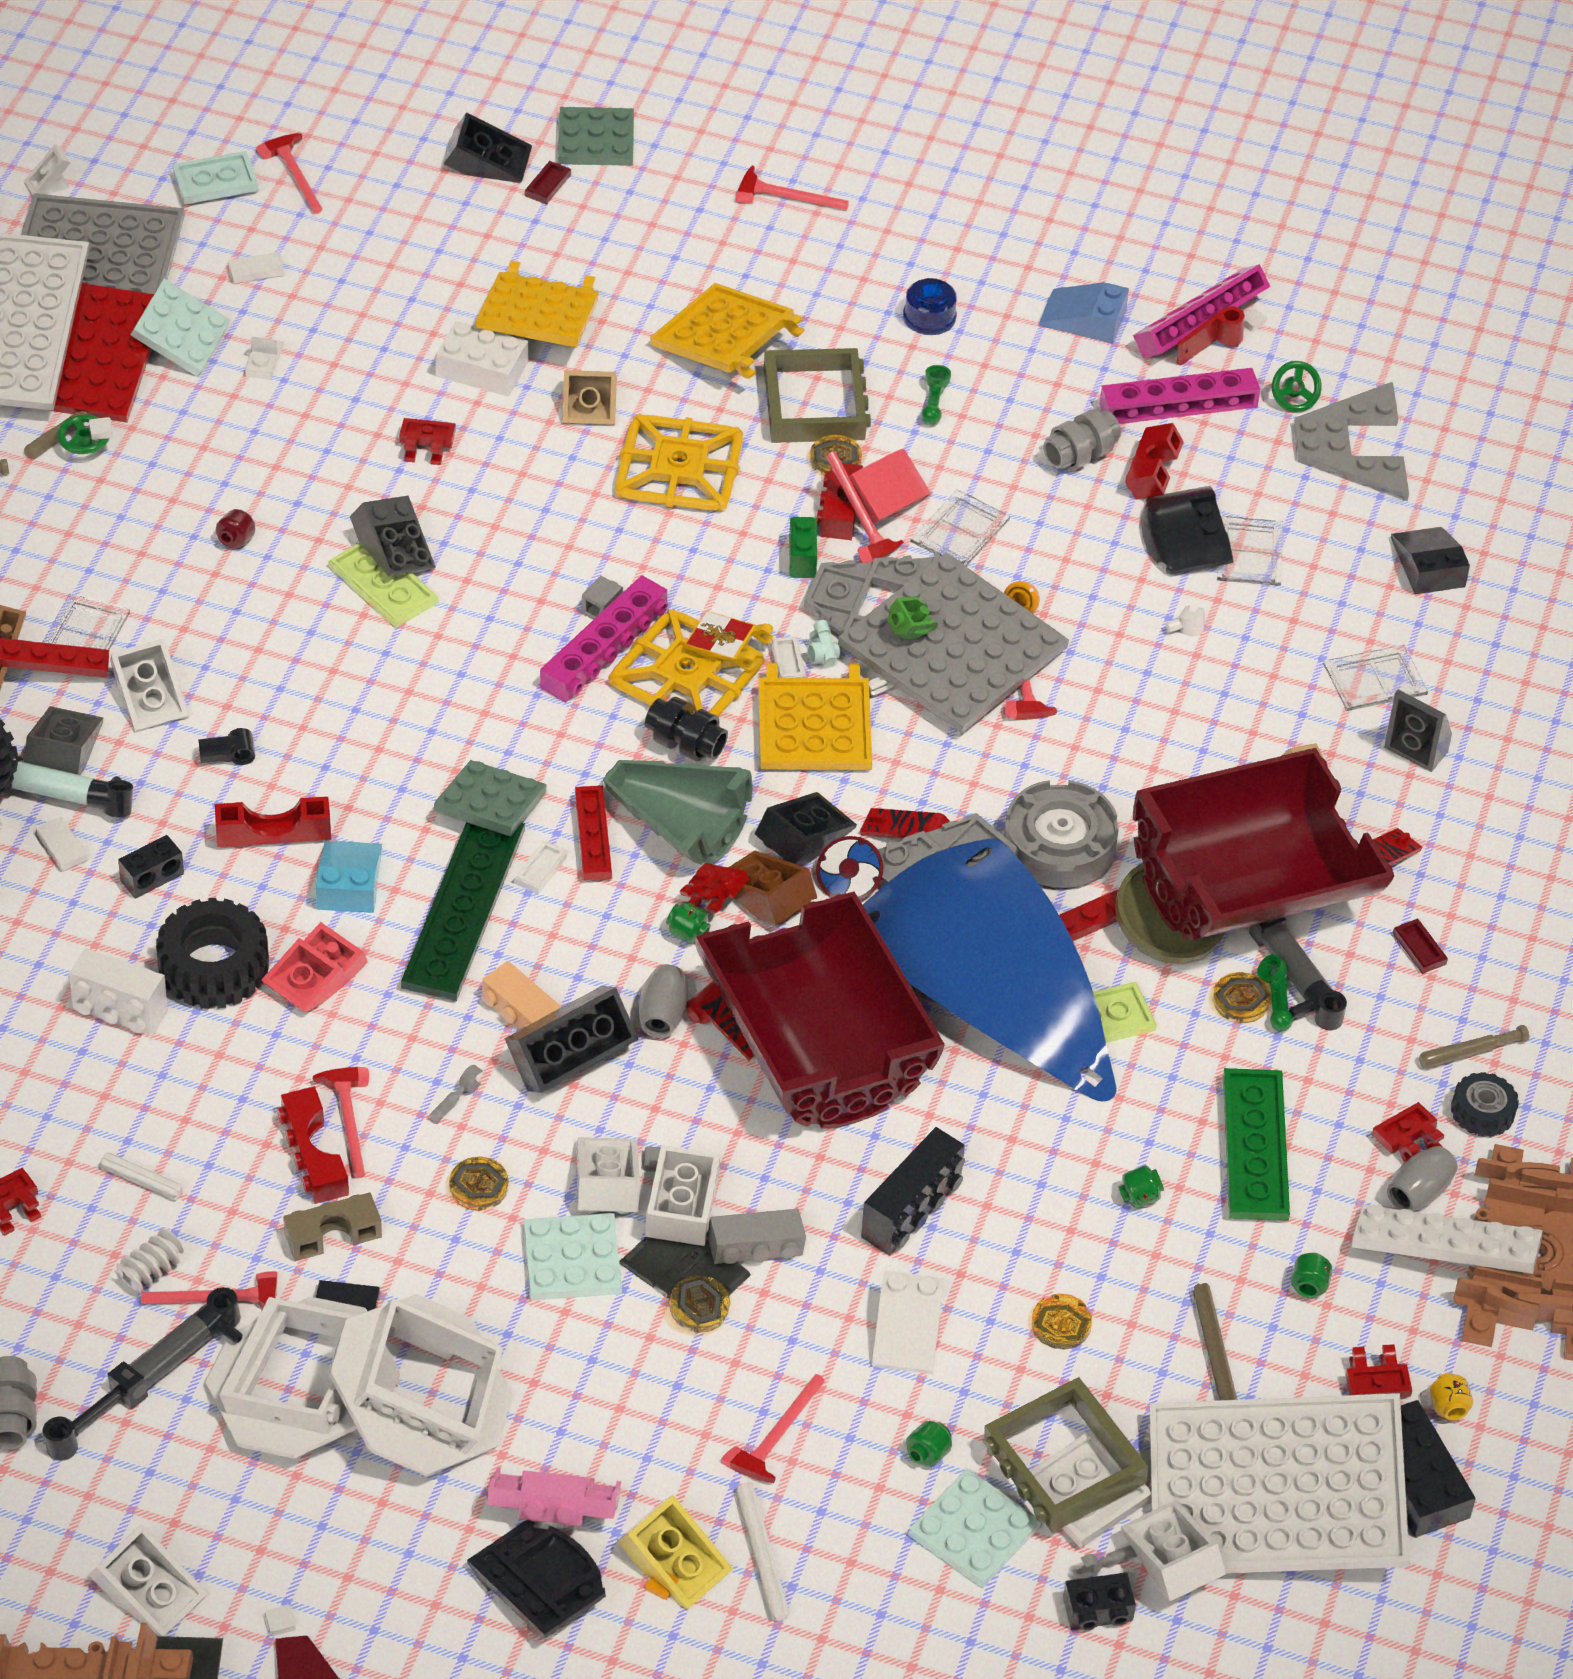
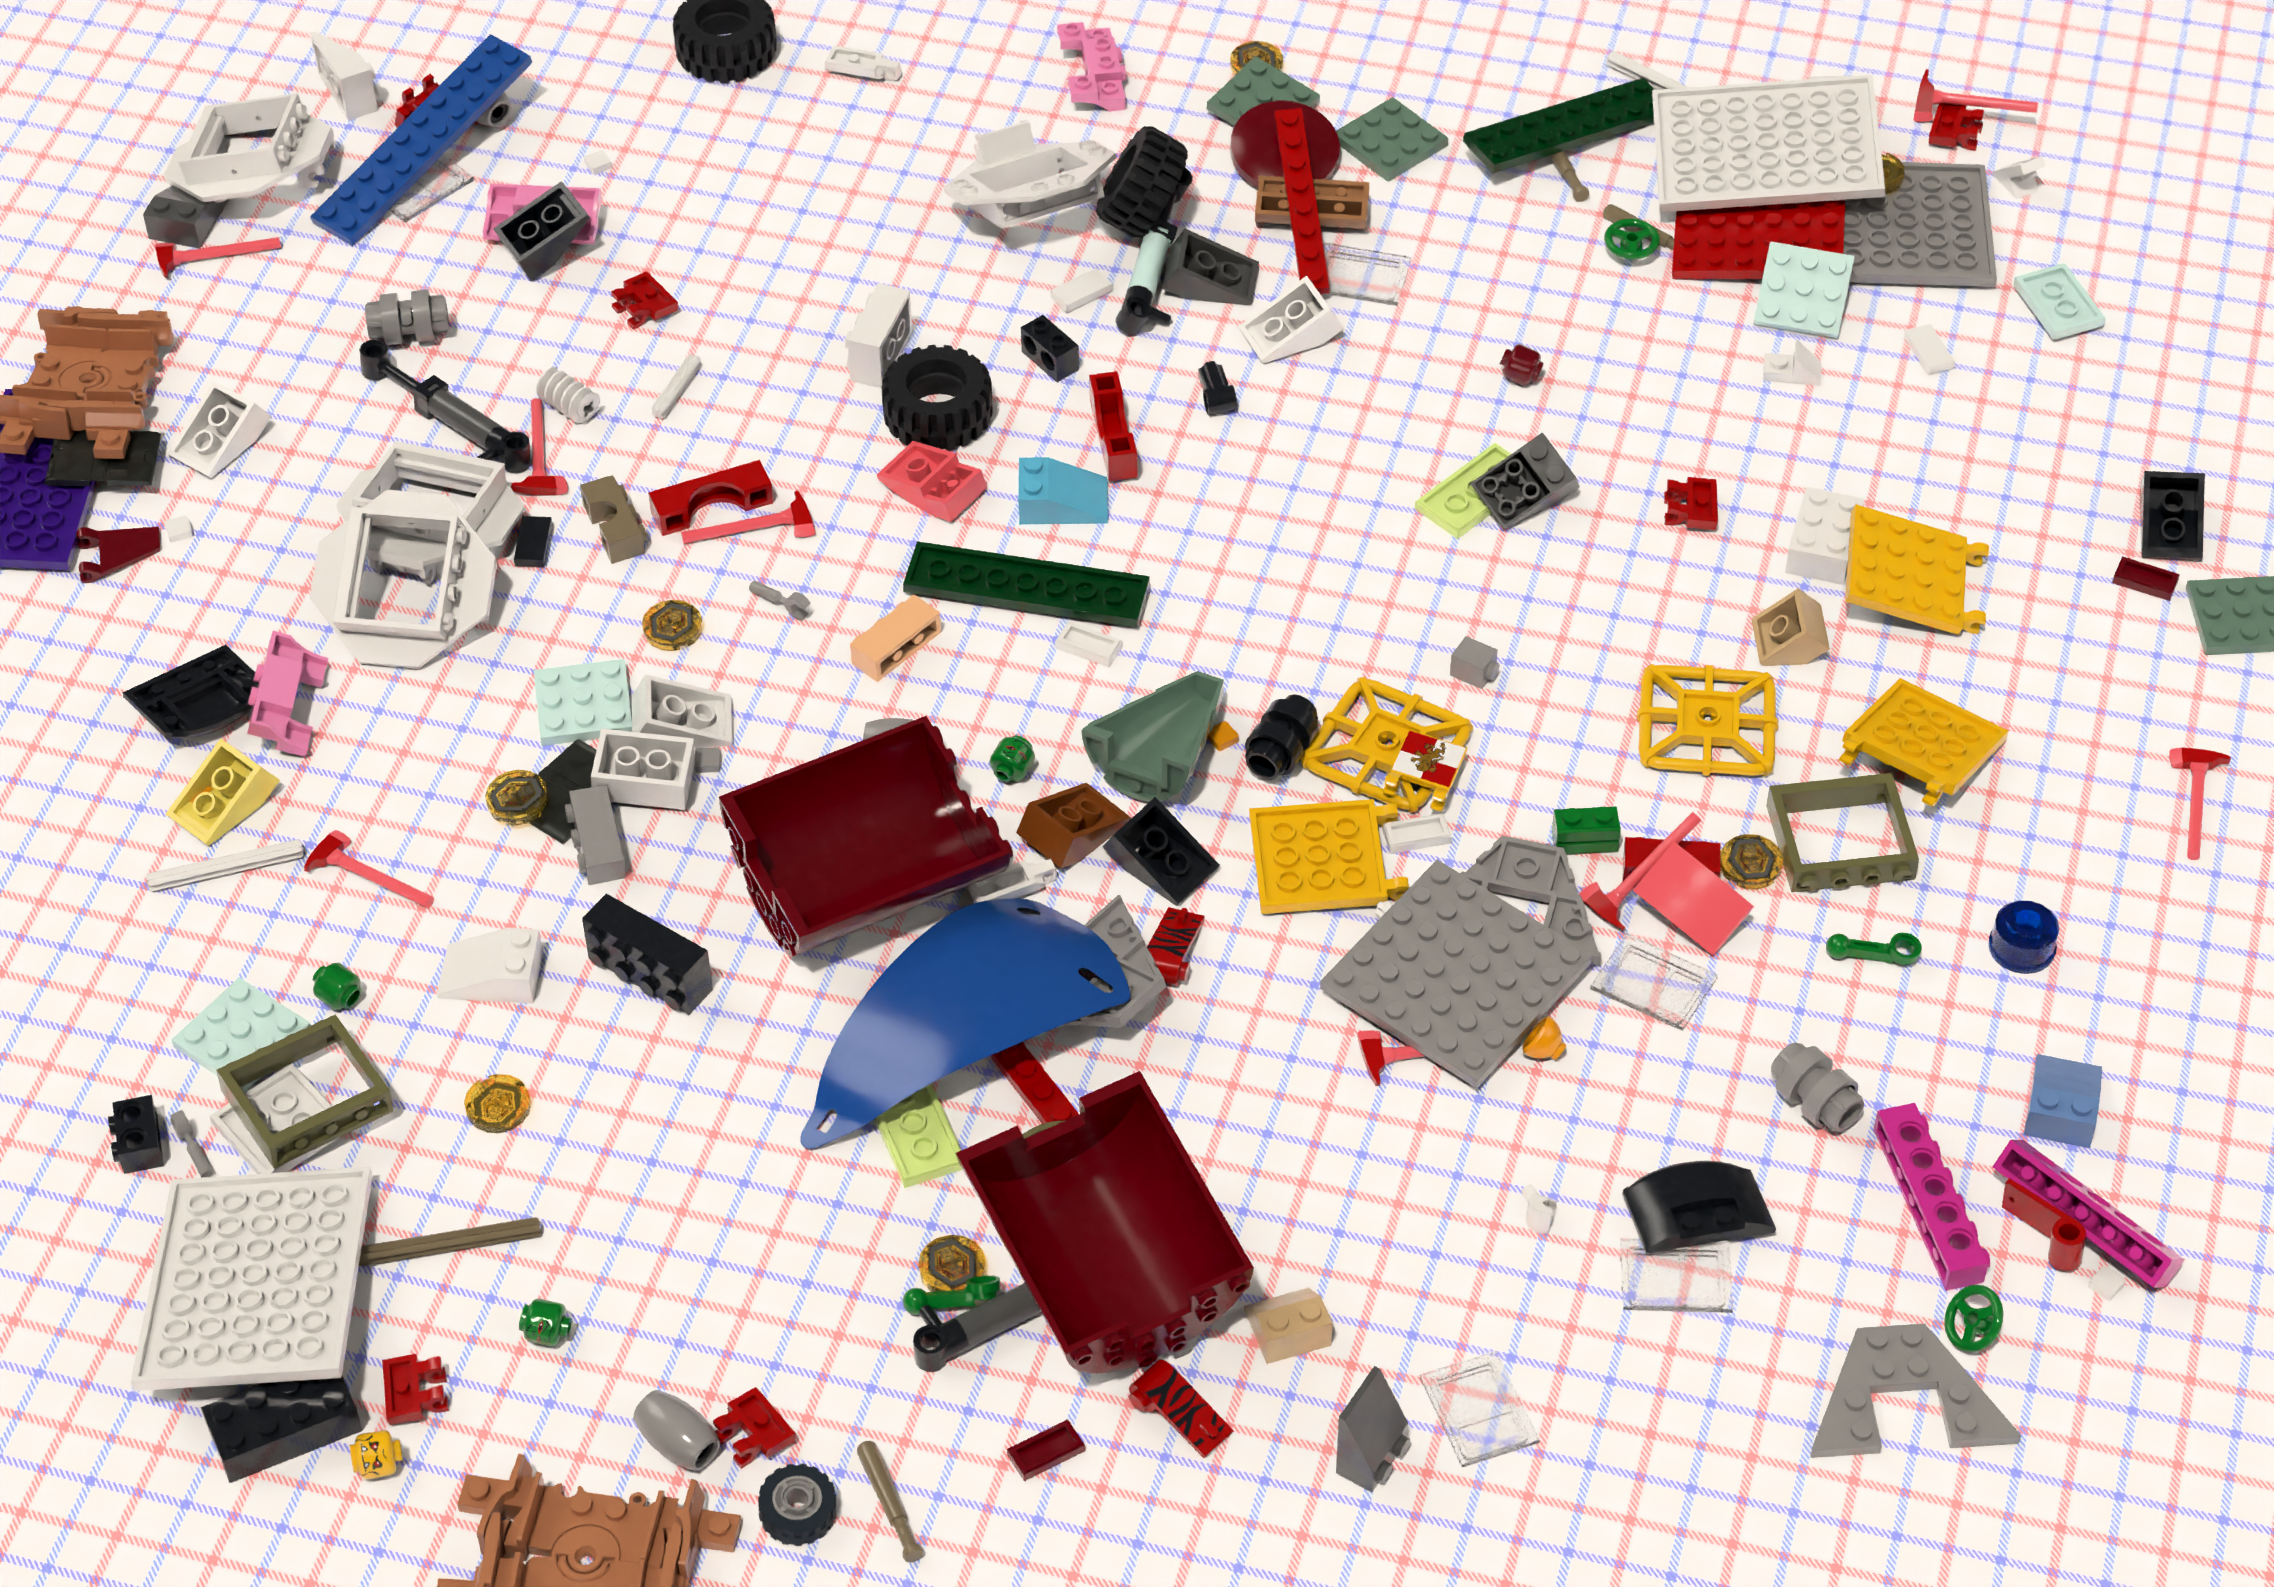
camera: 90 degrees right, 0 degrees up
(100, 428) = (1634, 244): white piece -> none
(282, 147) = (2128, 349): coral piece -> none
(490, 797) = (1169, 590): sand green plate -> none
(571, 1039) = (836, 665): black brick -> none
(593, 833) = (1130, 678): red plate -> none
(603, 639) = (1416, 668): dark pink brick -> none
(714, 884) = (1064, 777): red plate -> none
(822, 648) = (1426, 852): light aqua plate -> none
(849, 866) = (1100, 892): shield -> none
(910, 618) = (1457, 910): bright green hand -> none
(1063, 832) = (1184, 1066): light grey piece -> none
(1141, 1186) = (668, 1164): green head -> none
(1147, 473) = (1781, 1157): red arch -> none
(1174, 1550) = (176, 1182): white slope -> none
(1256, 1144) = (734, 1275): green plate -> none
(1431, 559) = (1699, 1471): black slope -> none
(1447, 1238) = (585, 1451): white plate -> none

